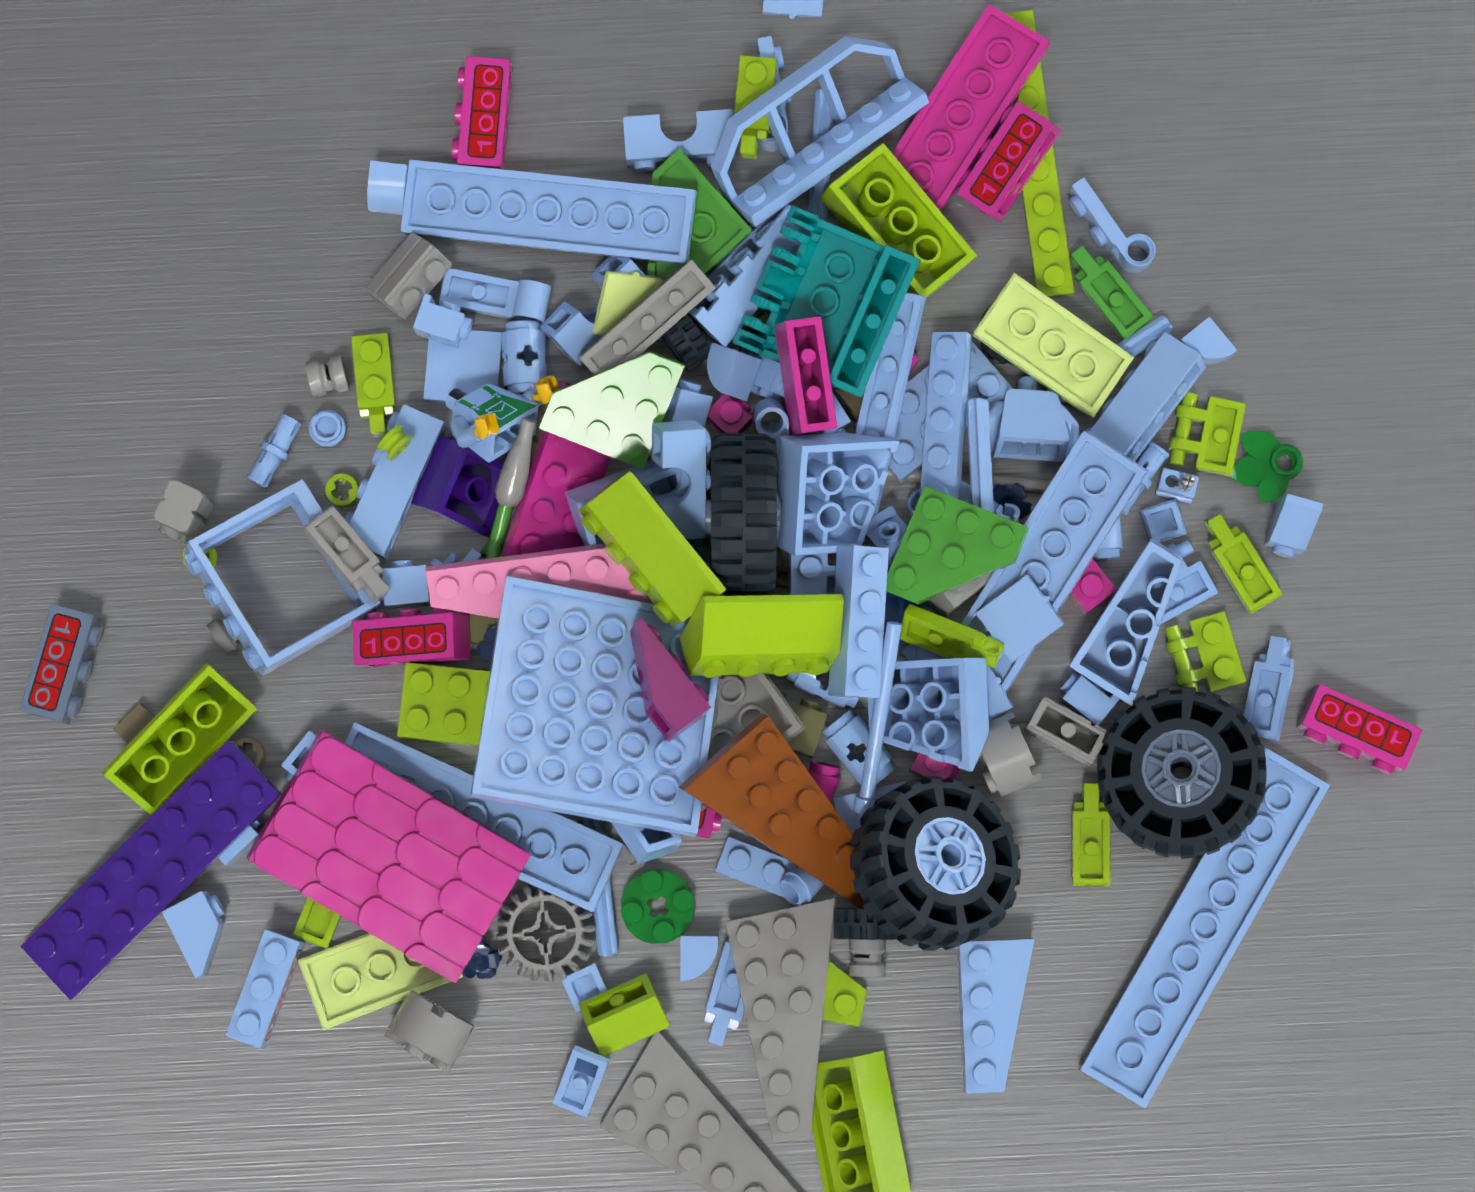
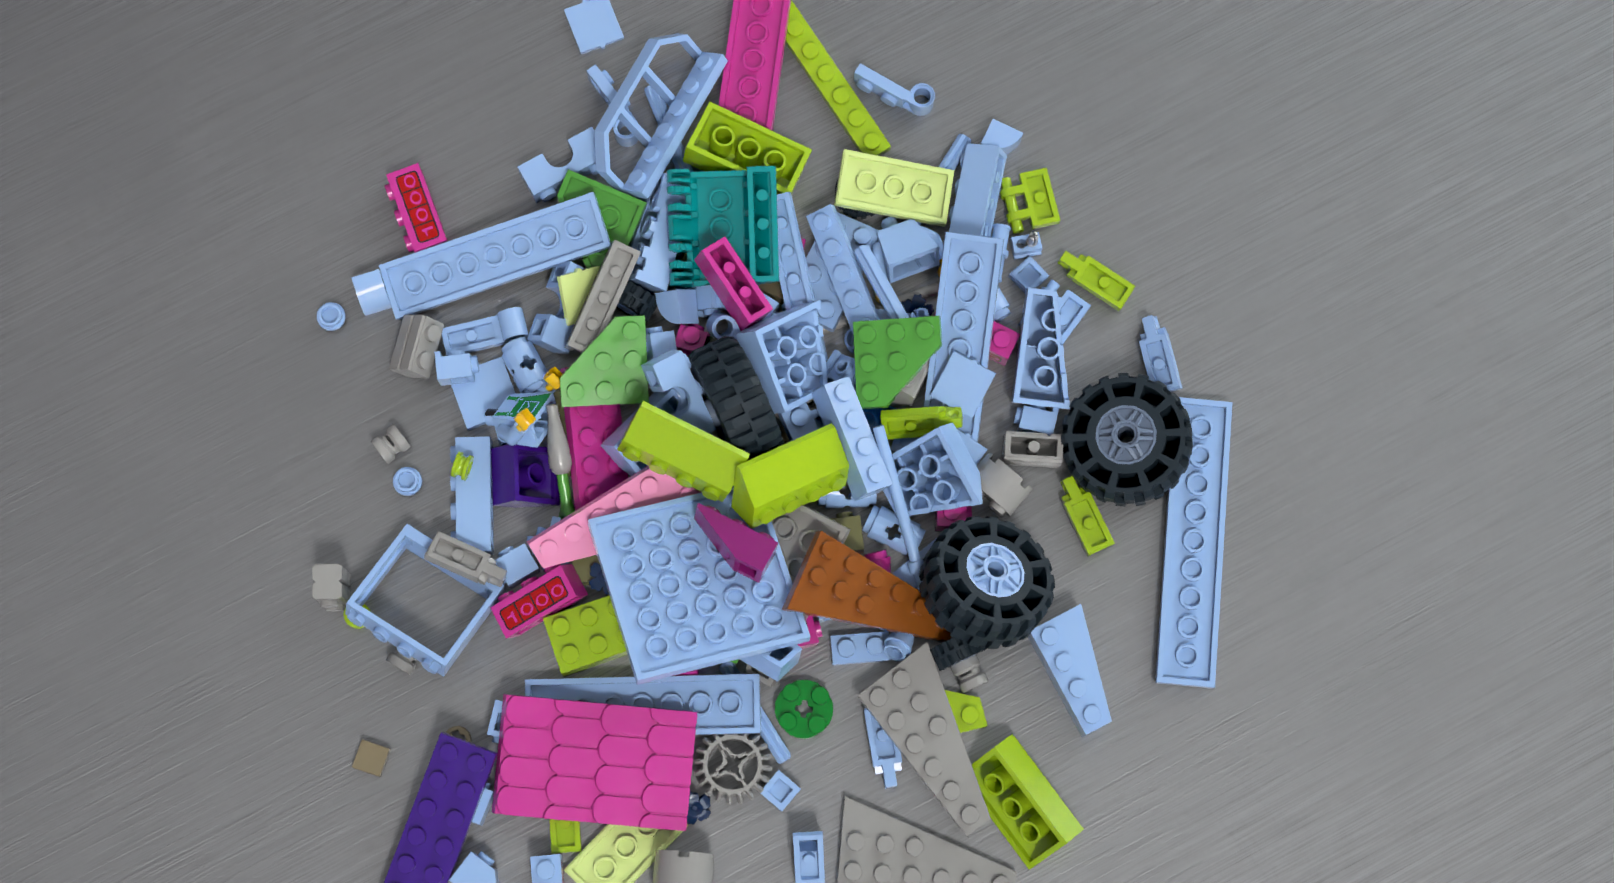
camera: 30 degrees left, 5 degrees down
(61, 664) = (292, 738): sand blue brick -> none
(180, 739) = (404, 749): lime slope -> none
(274, 450) = (376, 514): light blue pin -> none
(328, 194) = (331, 316): none -> light blue plate
(332, 488) = (430, 522): lime bush -> none
(374, 379) = (424, 431): lime hinge -> none
(624, 1015) = (817, 796): lime brick -> none
(696, 955) = (848, 729): light blue brick -> none
(755, 78) = (598, 98): lime hinge -> none
(1008, 160) = (802, 75): dark pink brick -> none
(1109, 293) = (915, 135): bright green hinge -> none
(1214, 649) = (1107, 346): lime plate -> none
(1261, 466) = (1077, 206): green plate -> none
(1292, 525) = (1119, 234): light blue slope -> none
(1358, 730) = (1233, 354): dark pink brick -> none

